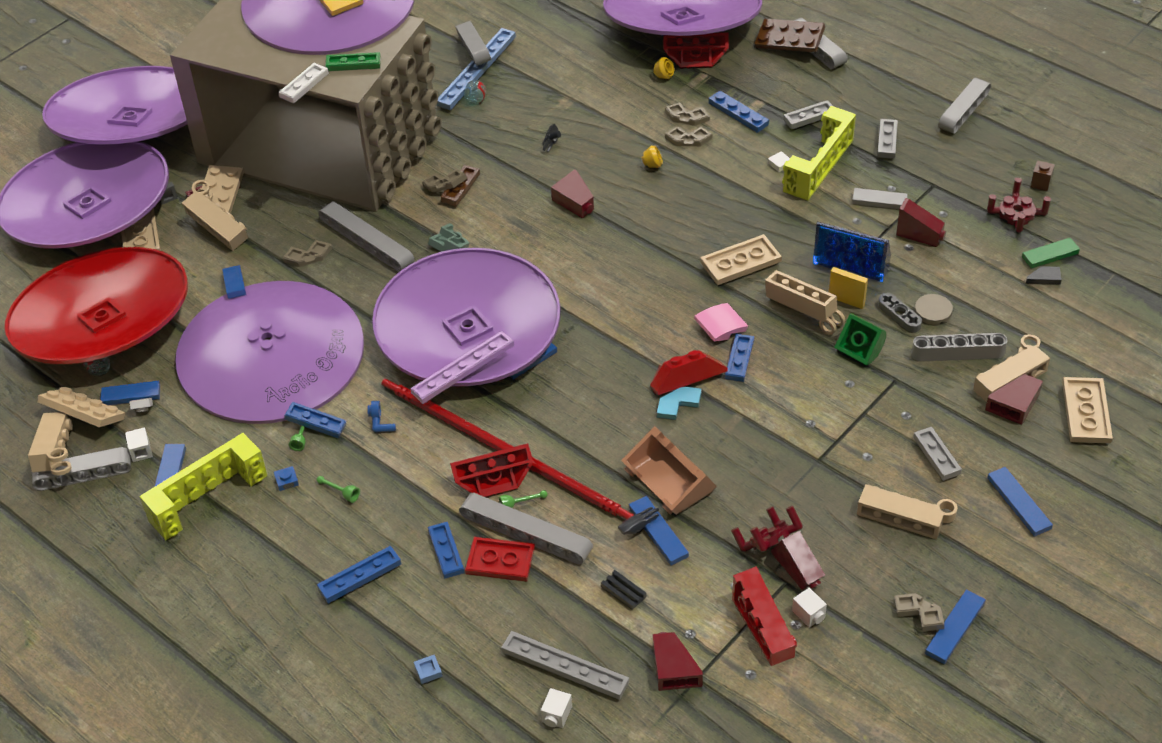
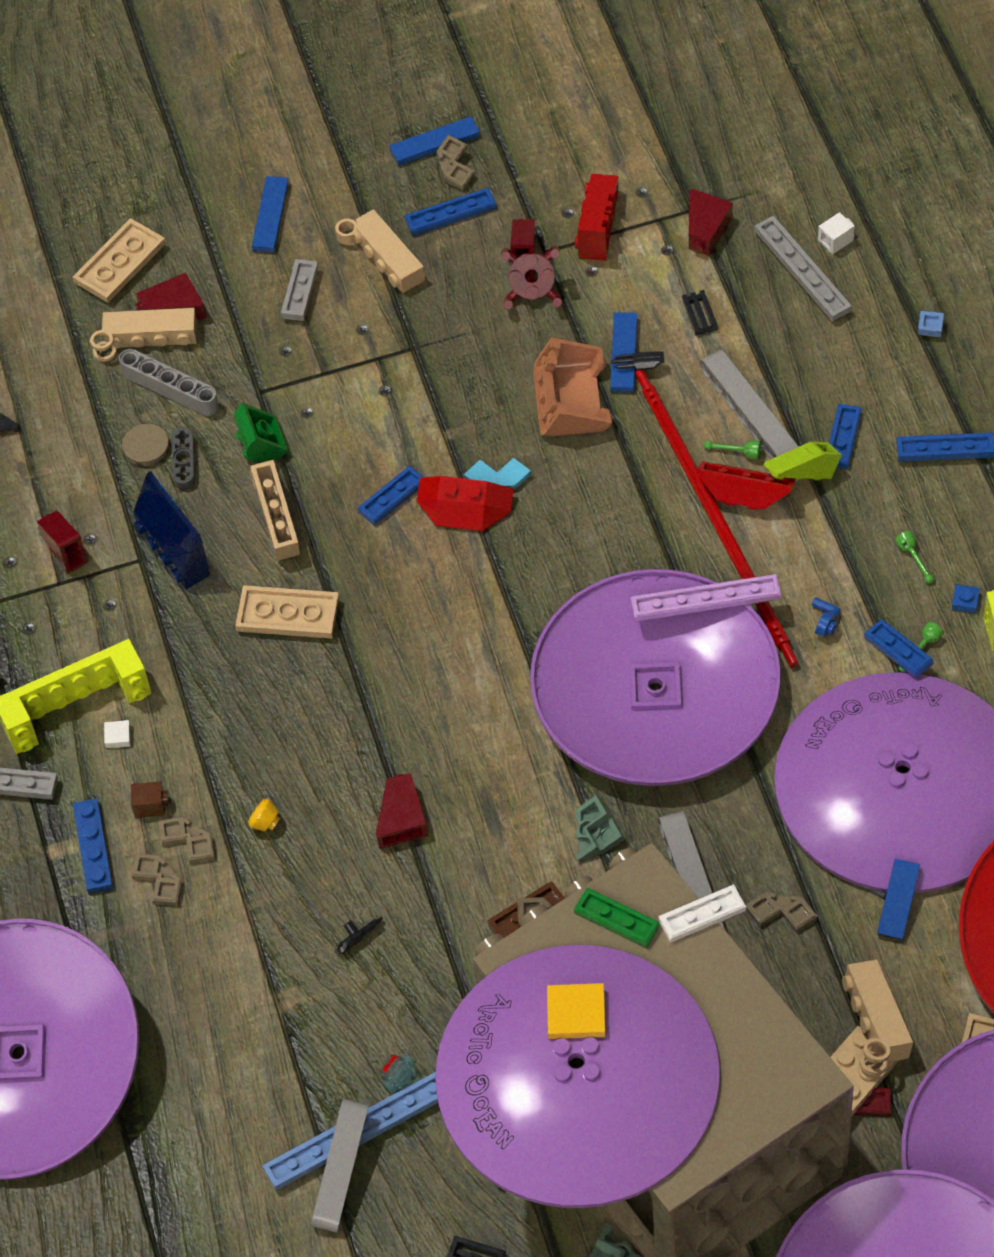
camera: 145 degrees left, 10 degrees up
(455, 491) = (807, 461): none -> lime slope
(500, 559) = (796, 400): red tile -> none
(664, 68) = (128, 965): yellow cone -> none
(720, 322) = (378, 540): bright pink slope -> none
(727, 137) = (148, 799): none -> reddish brown brick
(809, 607) = (547, 209): white brick -> none
(848, 287) = (216, 495): yellow tile -> none
(878, 198) = (59, 615): tile -> none
(886, 574) = (450, 212): none -> blue tile

